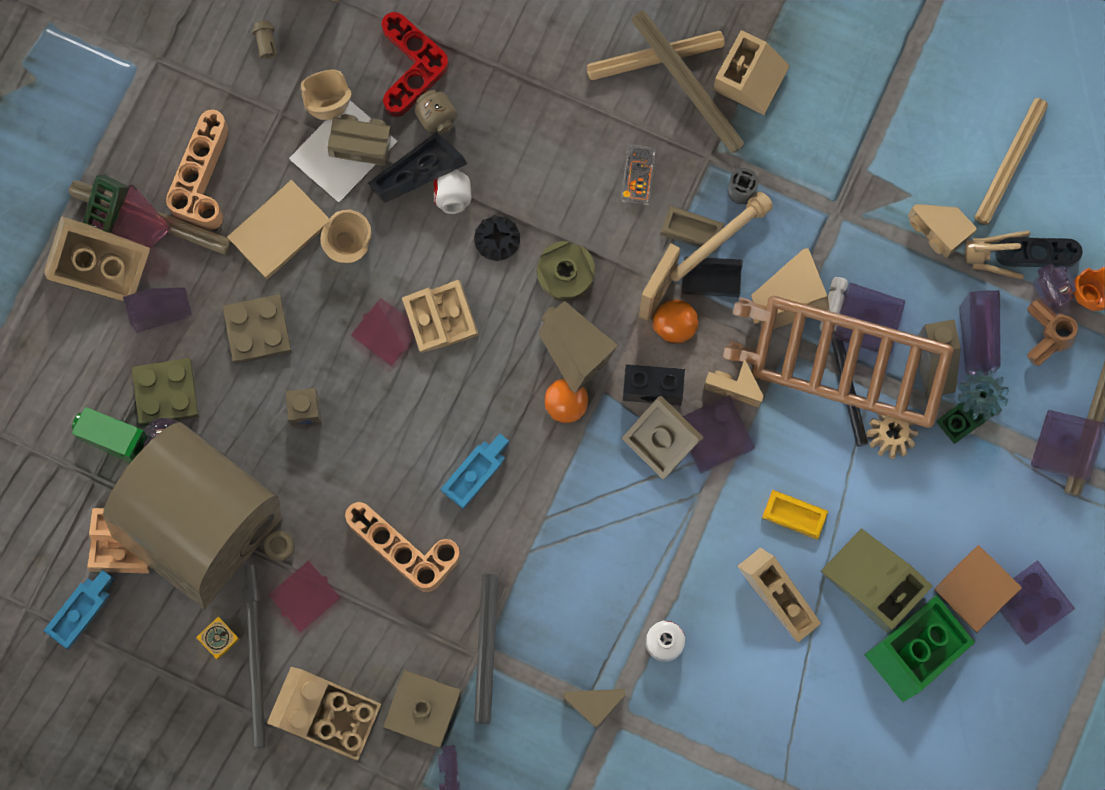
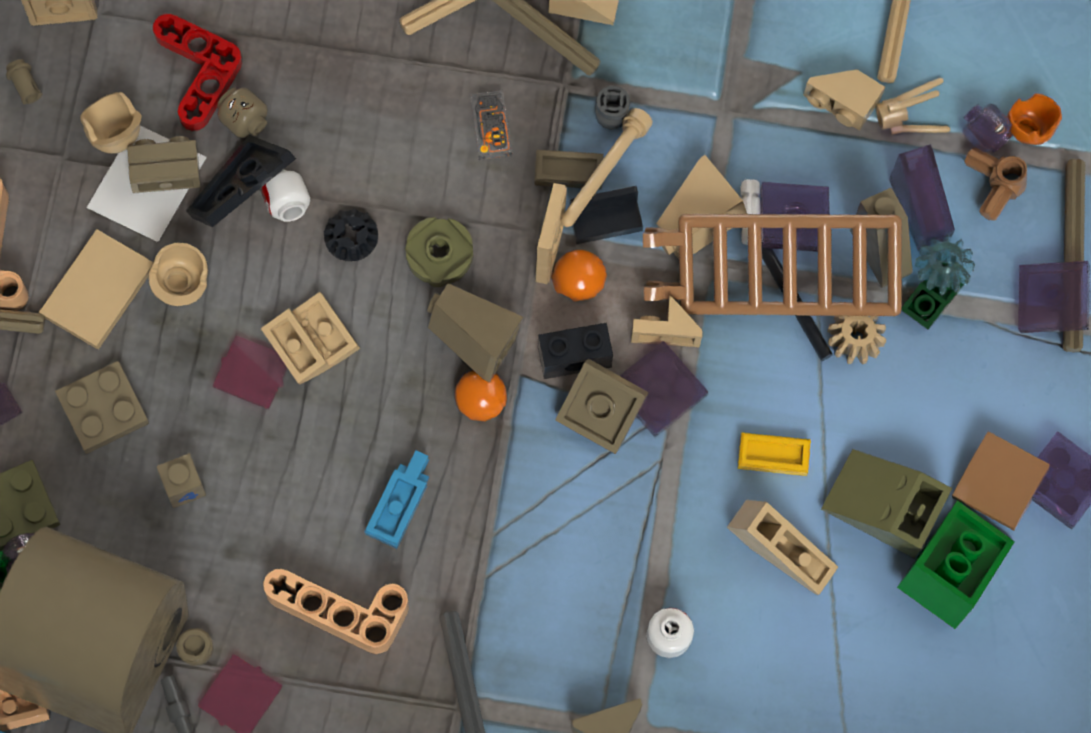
camera: 20 degrees left, 5 degrees down
(1047, 243) = (966, 86): black beam -> none

